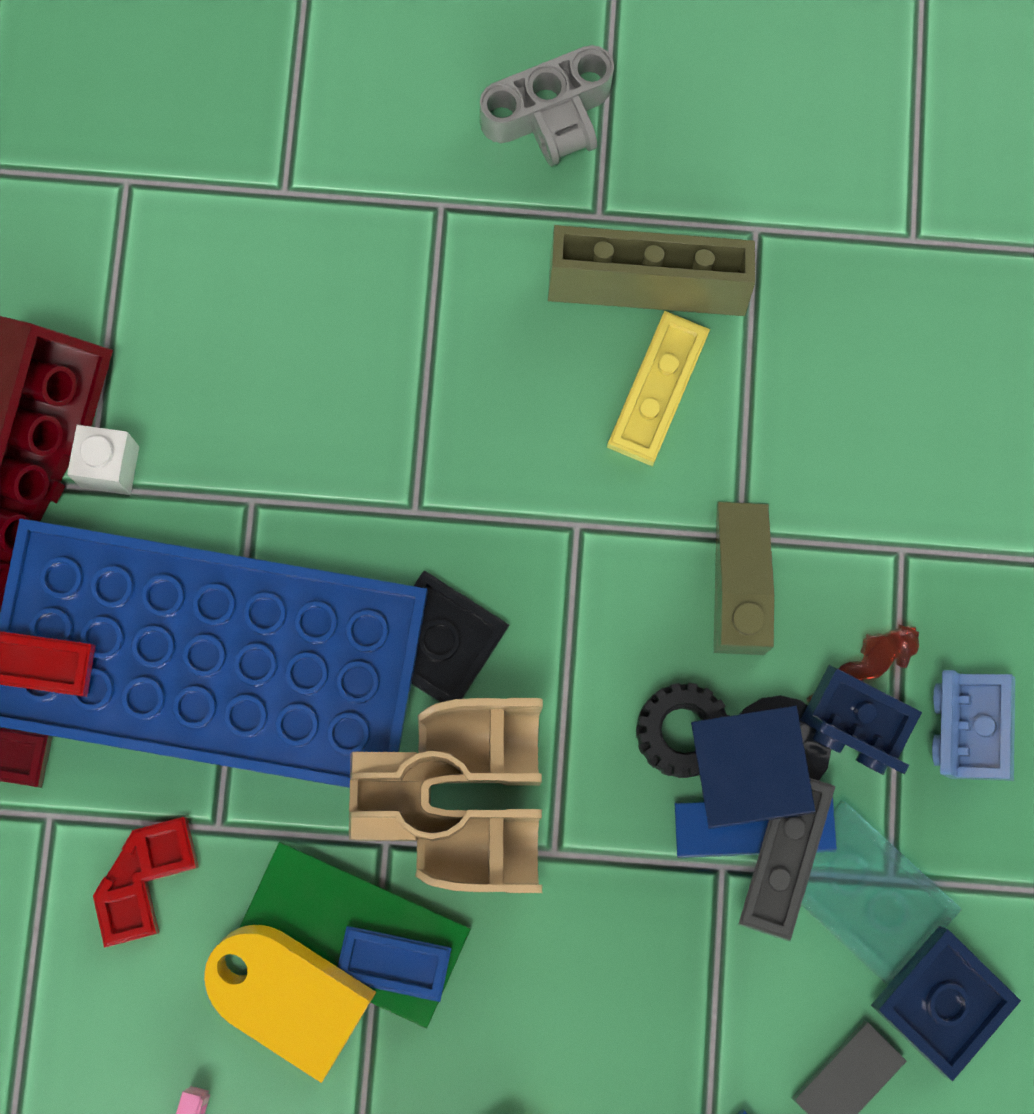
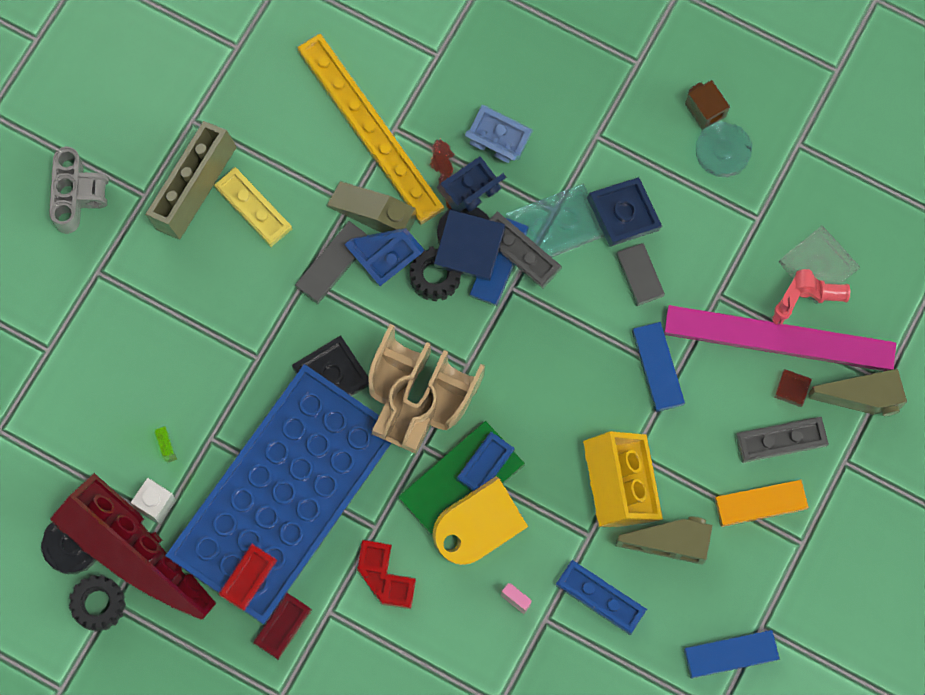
camera: 65 degrees left, 5 degrees down
(204, 435) = (165, 444): none -> clear neon green tile
(626, 557) = (329, 265): none -> dark grey tile
(676, 632) = (385, 252): none -> blue wing
(880, 513) = (370, 128): none -> yellow tile

